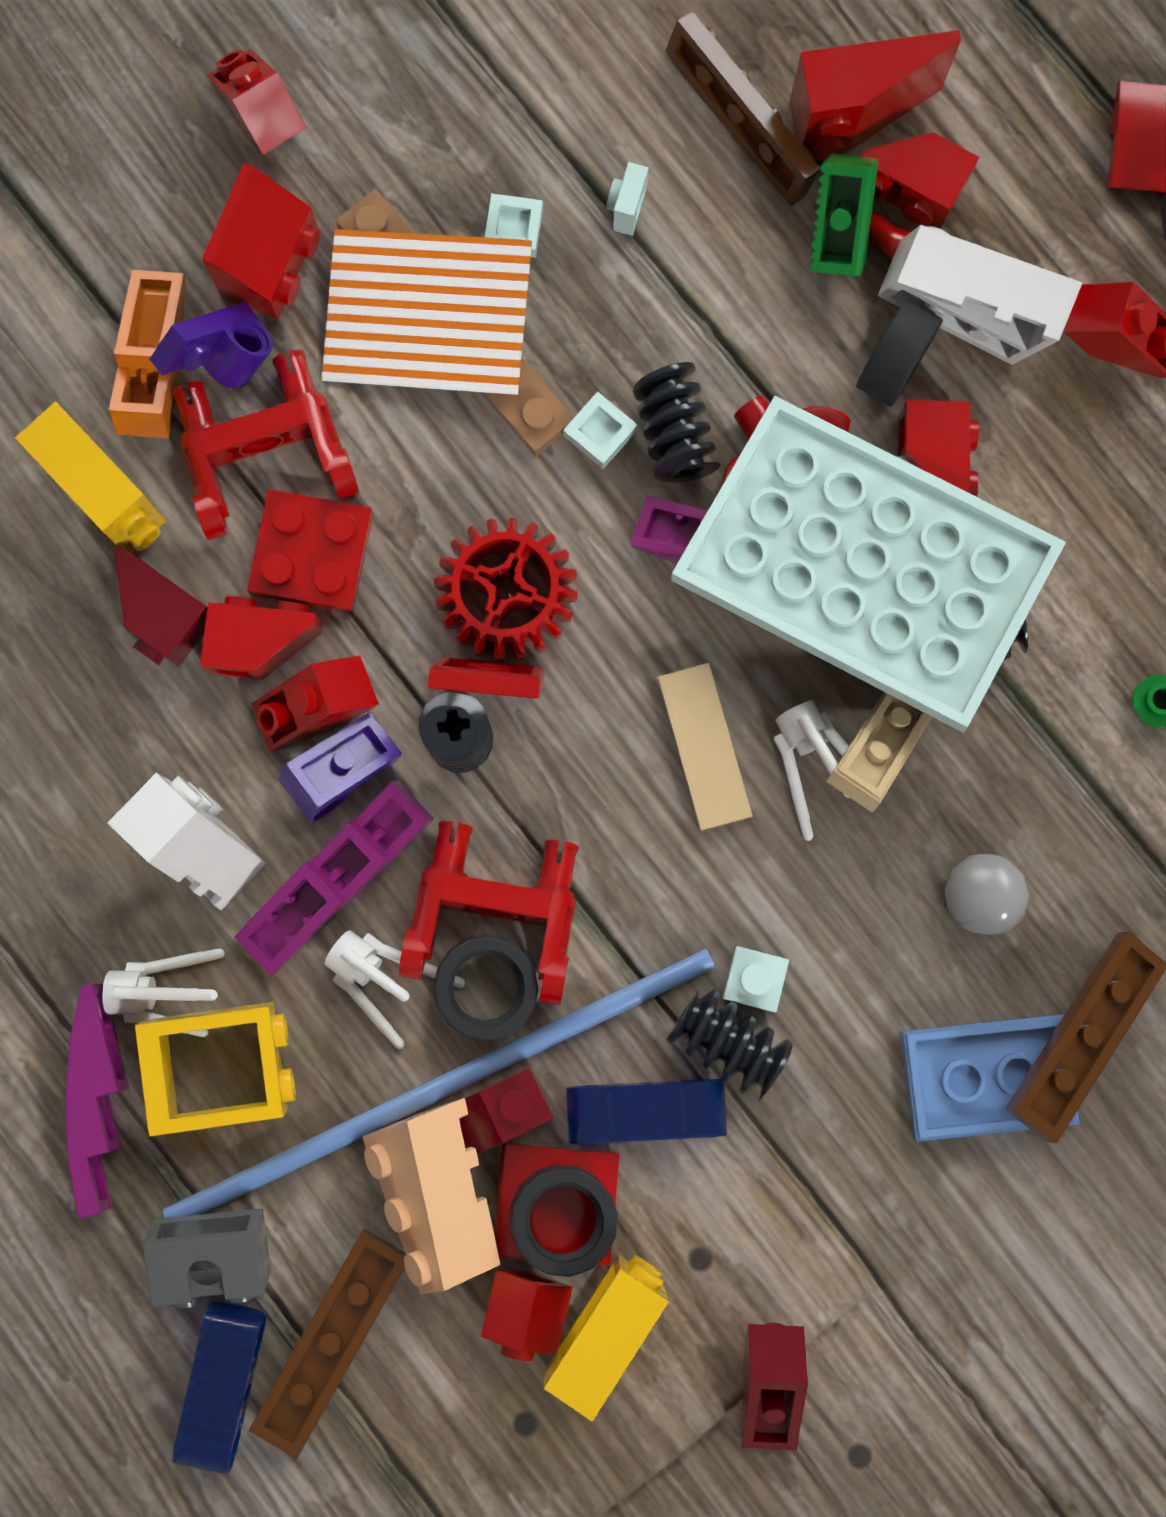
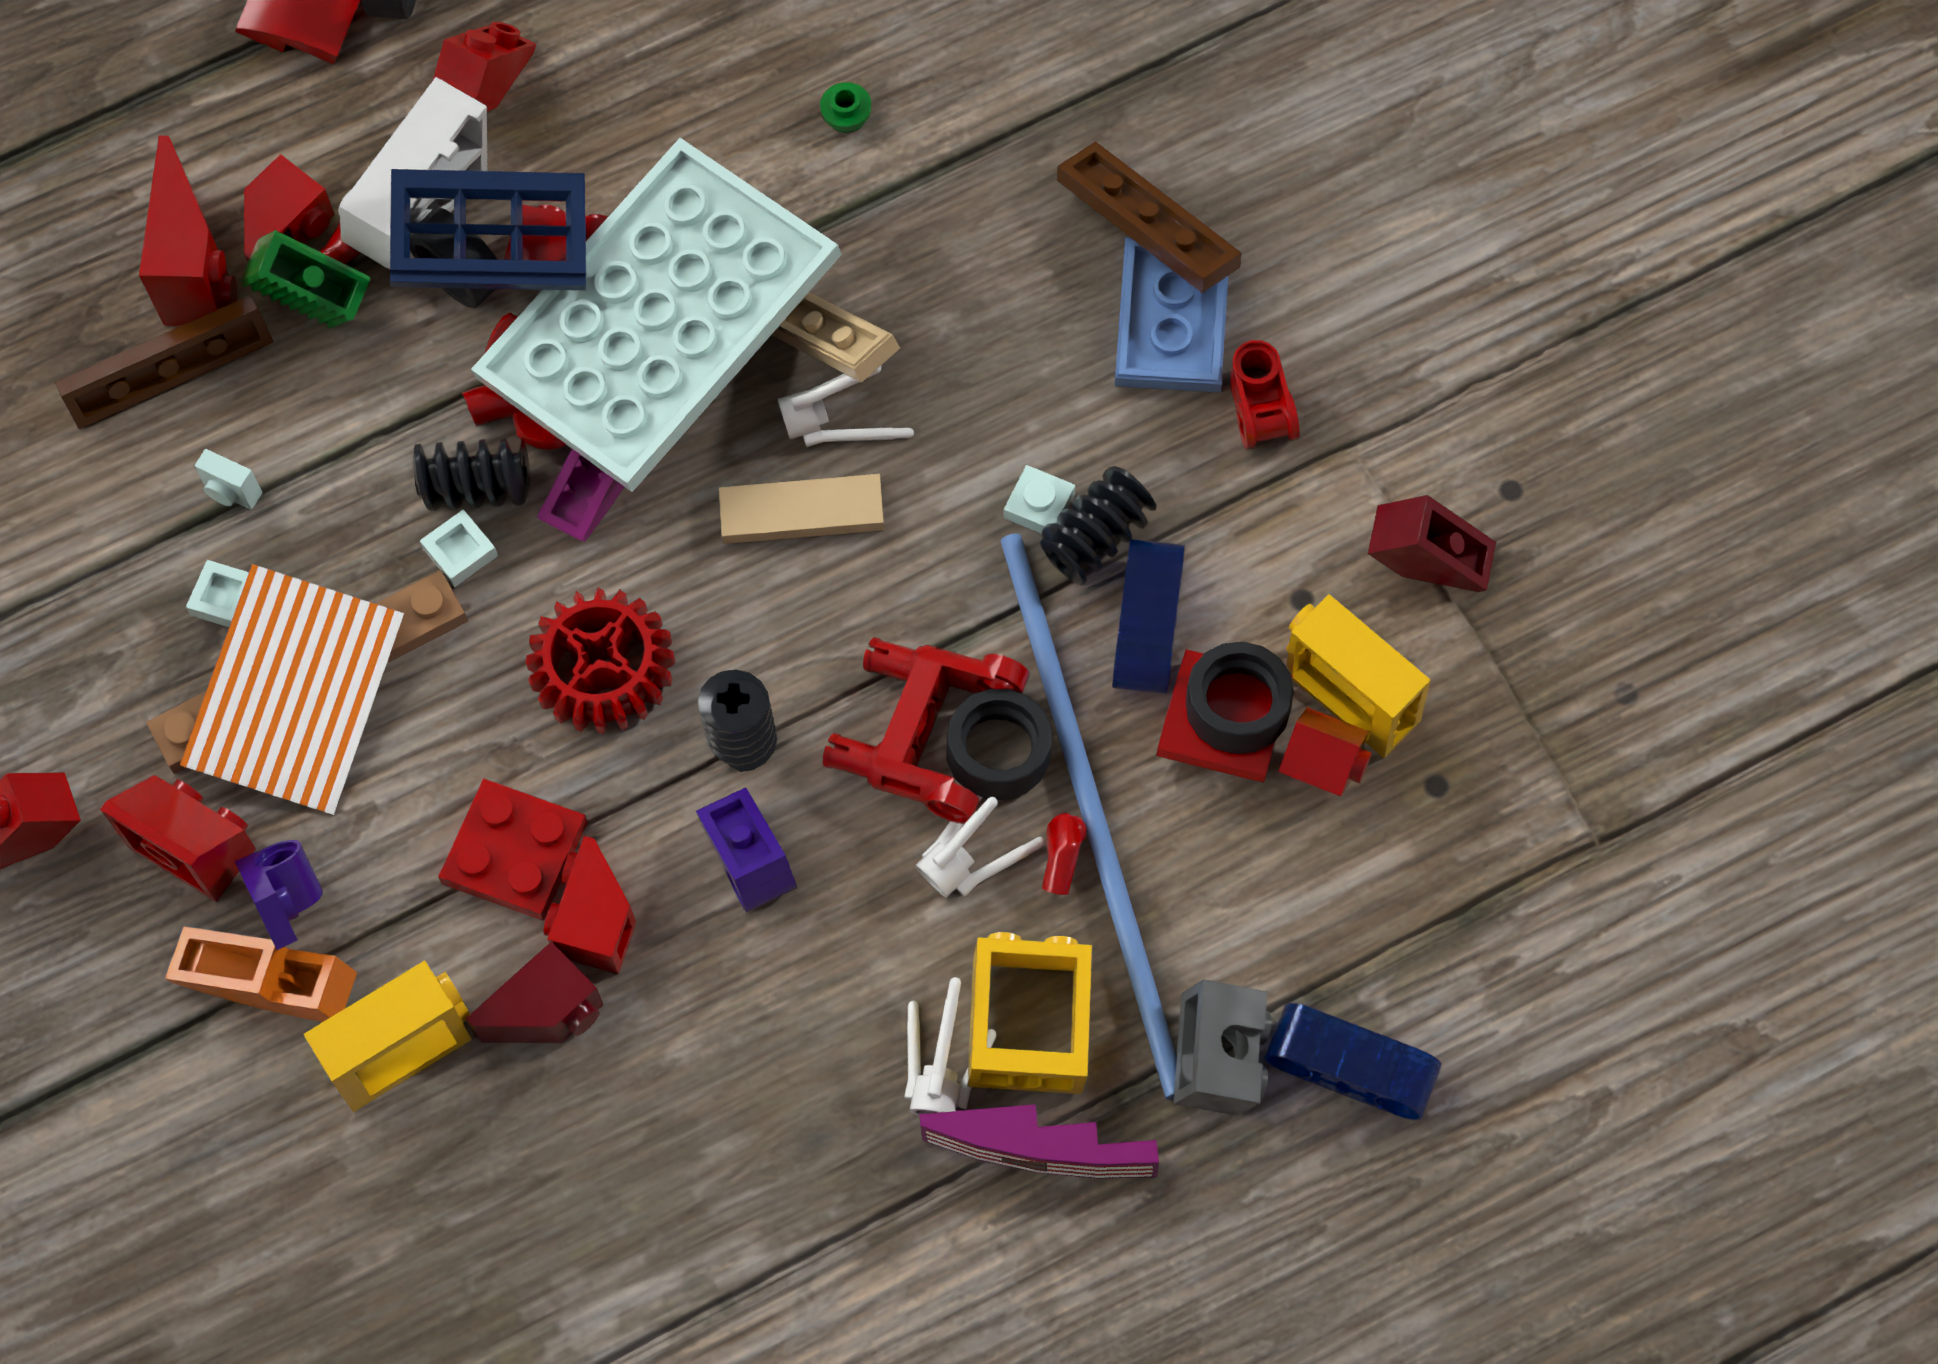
camera: 75 degrees left, 15 degrees down
(182, 836) = (788, 989): white wedge -> none
(213, 445) = (369, 830): red connector -> none
(314, 702) = (674, 864): red slope -> none
(329, 1344) = (1326, 948): reddish brown plate -> none
(333, 877) = (859, 875): magenta slope -> none
(392, 1069) = (1063, 843): none -> red arm
(433, 1197) = (1193, 815): light nougat wedge -> none
(487, 677) = (688, 680): red tile -> none
(504, 1111) = (1126, 754): dark red slope -> none
(903, 1188) = (1264, 404): none -> red piece
(965, 360) = (487, 273): none -> dark blue piece
(987, 894) = (998, 283): light grey hair -> none

